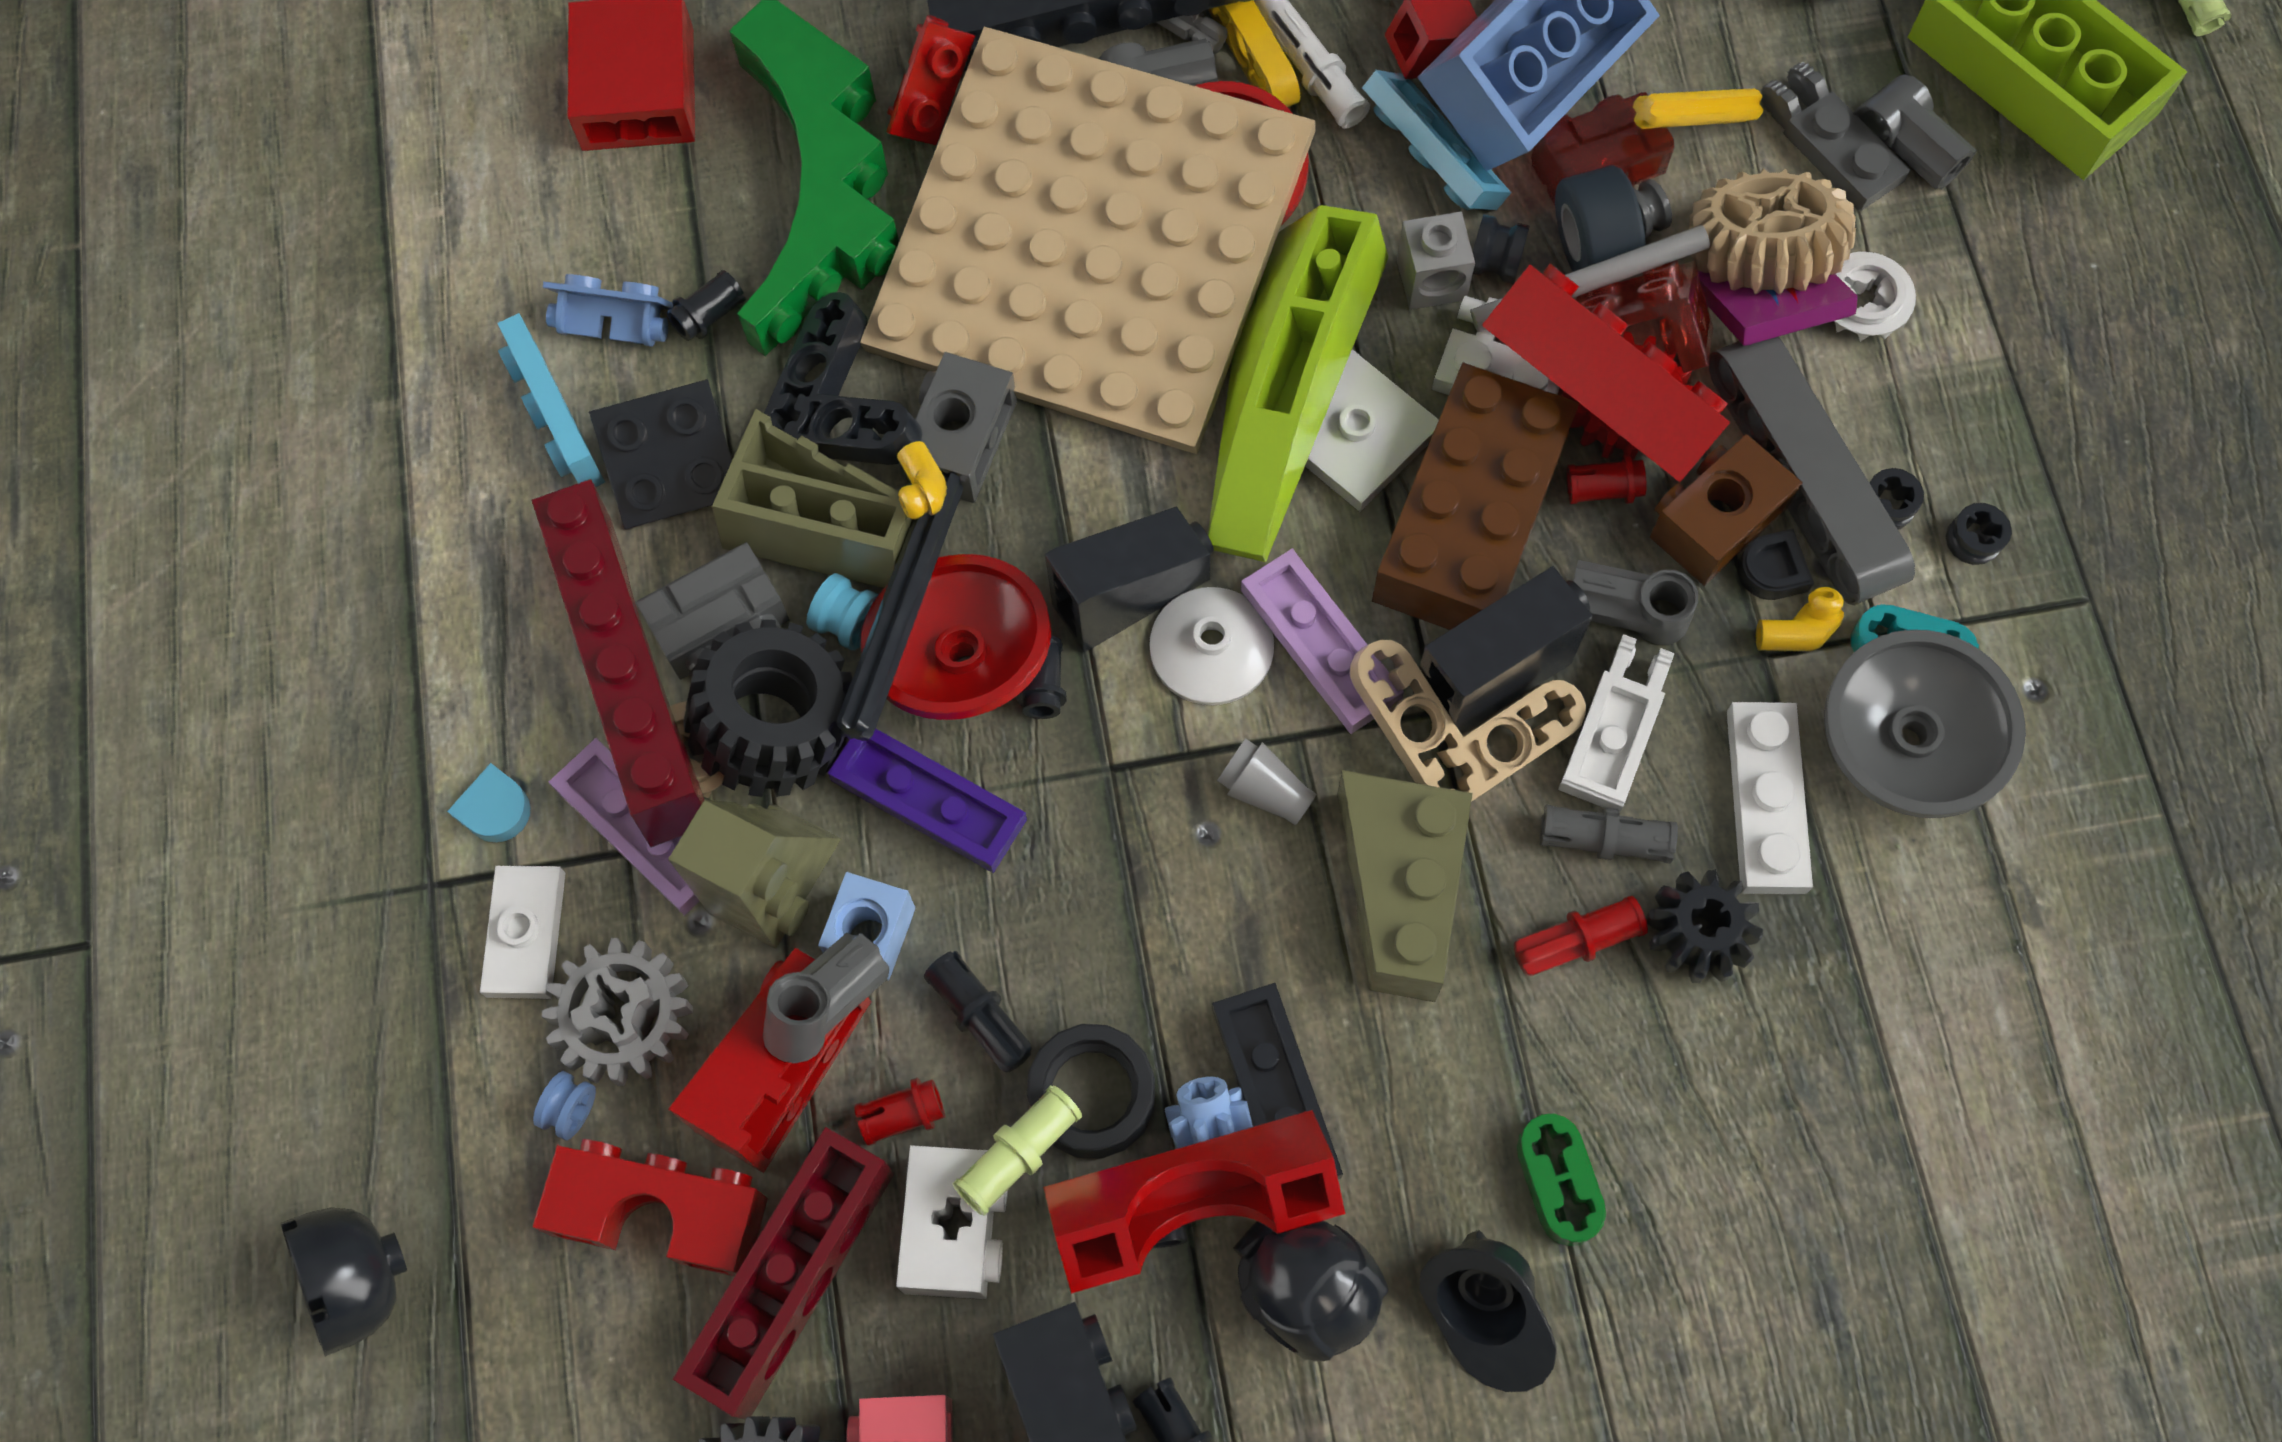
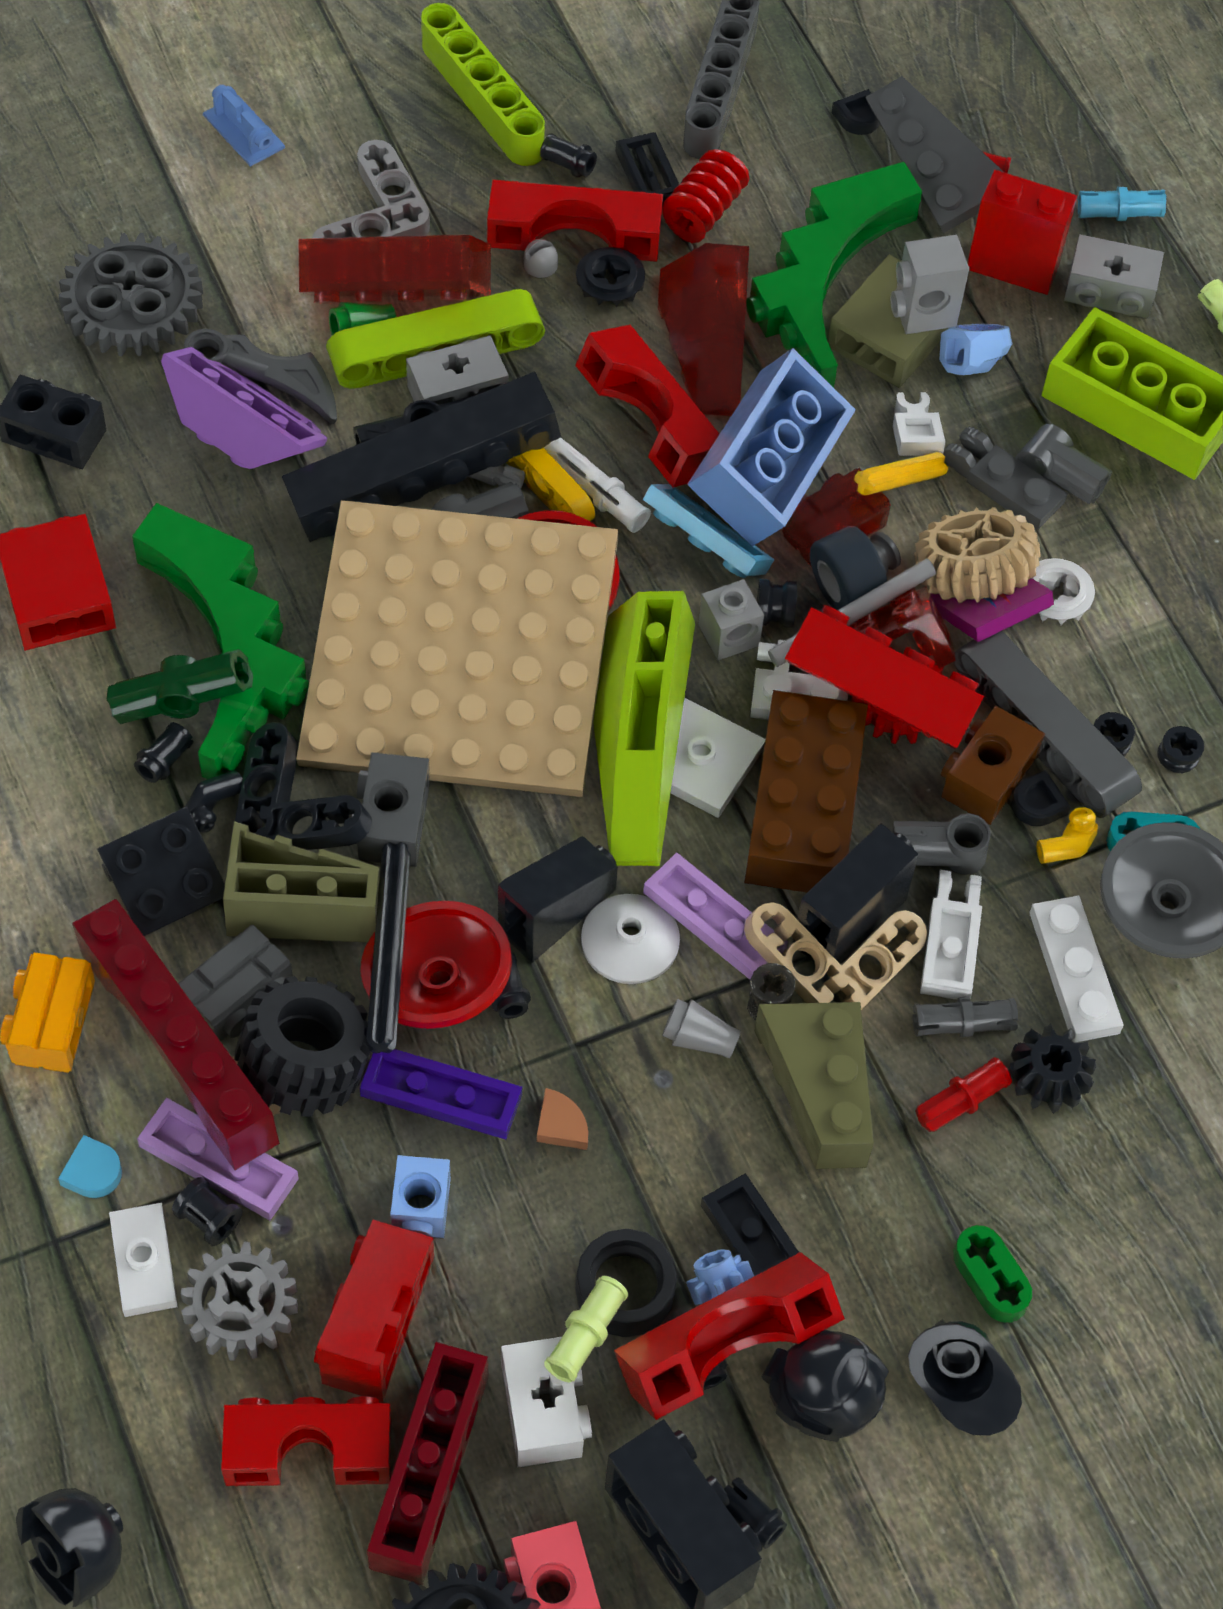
camera: 20 degrees left, 10 degrees down
(488, 602) = (48, 1012): none -> light orange brick
(546, 403) = (56, 849): medium azure plate -> none
(564, 1105) = (215, 1380): medium blue bush -> none
(584, 305) = (65, 767): medium blue hinge -> none
(609, 889) = (207, 1211): none -> black bush
(737, 227) = (180, 686): none -> dark green piece
(740, 370) = (206, 796): none -> black arm
(753, 866) = (325, 1169): olive wedge -> none
(822, 995) = (408, 1245): dark grey piece -> none
(840, 610) = (338, 964): medium azure wheel -> none
(900, 1111) = (483, 1327): red pin -> none
(927, 481) = (387, 857): yellow arm -> none
(930, 81) = (301, 562): red hinge -> none
(978, 1011) = (523, 1242): black axle -> none
(1066, 865) = (562, 1122): none -> nougat tile
(1375, 738) = (774, 981): none -> clear smoke bush
(1607, 481) = (900, 760): red pin -> none
(1734, 53) = (916, 429): none -> white plate

